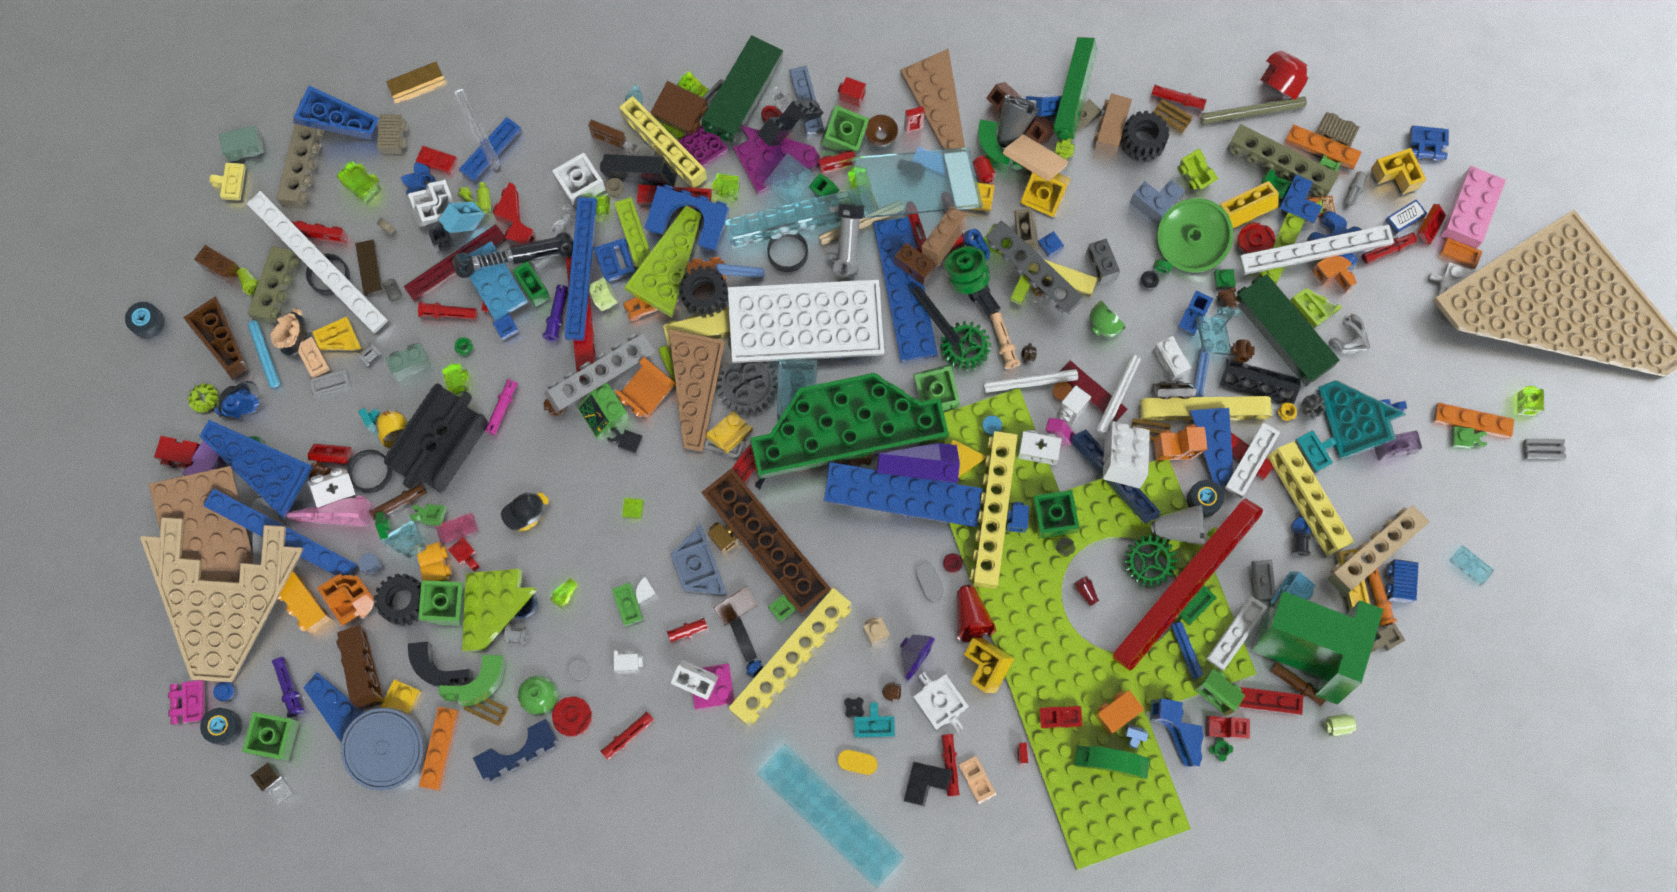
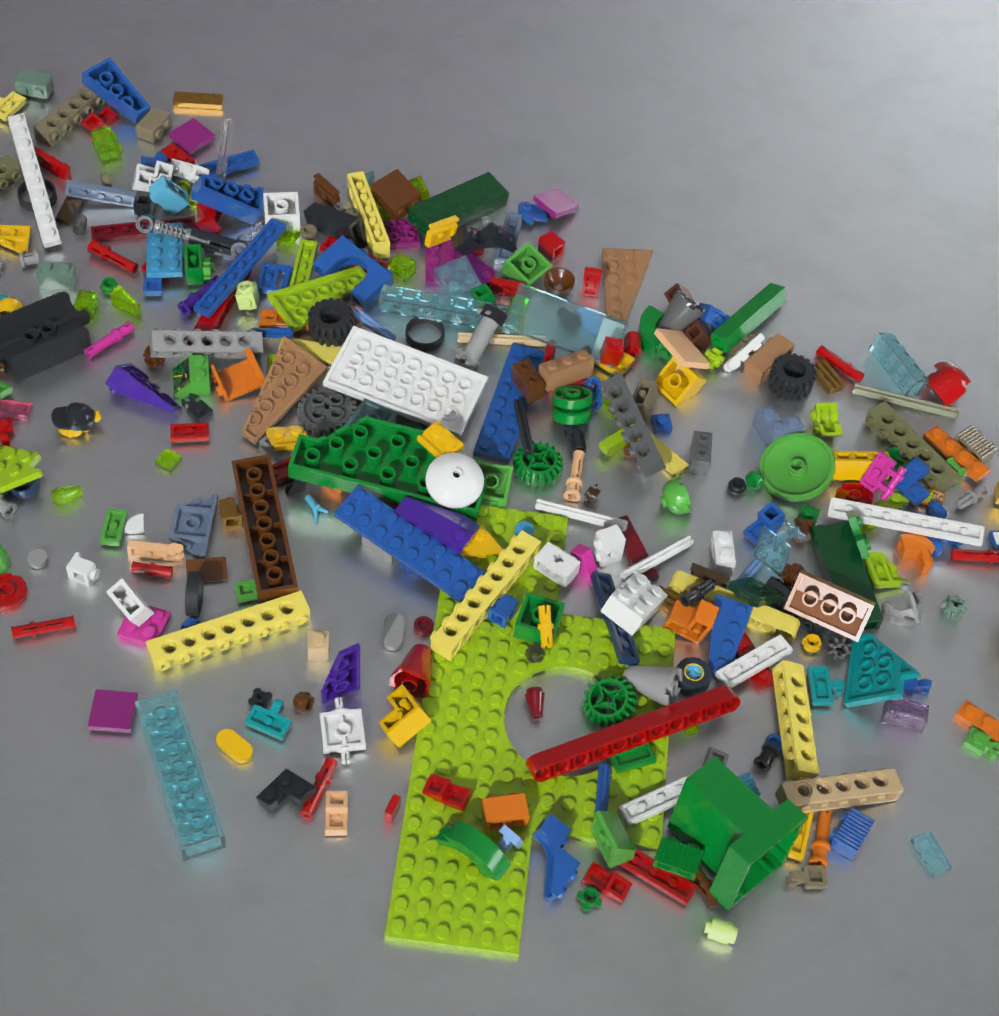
camera: 20 degrees right, 20 degrees down
(333, 153) = (102, 119): none -> red slope
(392, 245) = (100, 193): none -> sand blue tile
(436, 128) = (192, 136): none -> magenta tile
(459, 176) = (187, 171): none -> white hinge
(491, 358) = (125, 302): none -> clear neon green slope
(525, 193) = (229, 198): none -> blue wedge
(548, 281) = (208, 268): none -> bright green plate
(558, 447) = (134, 384): none -> dark purple wedge
(636, 470) = (189, 432): none -> red plate
(651, 326) = (275, 332): none -> blue axle
(681, 608) = (155, 551): none -> light nougat hinge
(737, 784) = (112, 711): none -> magenta tile
(745, 131) = (441, 231): none -> yellow plate
(792, 490) = (316, 508): none -> medium azure bar
(814, 59) = (532, 212): none -> blue plate
(831, 37) = (555, 202): none -> tile
(881, 381) = (439, 440): none -> yellow plate
(901, 416) = (454, 491): none -> white dish
(975, 194) = (611, 351): none -> red brick
(1070, 524) = (545, 626): none -> yellow pin
(1089, 130) = (742, 354): none -> white hinge
(1175, 417) = (690, 597): none -> black pin
(1221, 389) = (754, 591): none -> clear green plate
(1233, 74) = (898, 364): none -> clear light blue brick
(1272, 208) = (879, 471): none -> dark pink plate
(1279, 681) = (678, 857): none -> green brick
(1284, 285) = (861, 539): none -> green plate
(1293, 372) = (829, 605): none -> nougat slope
(1390, 314) = (953, 607): none -> sand green gear

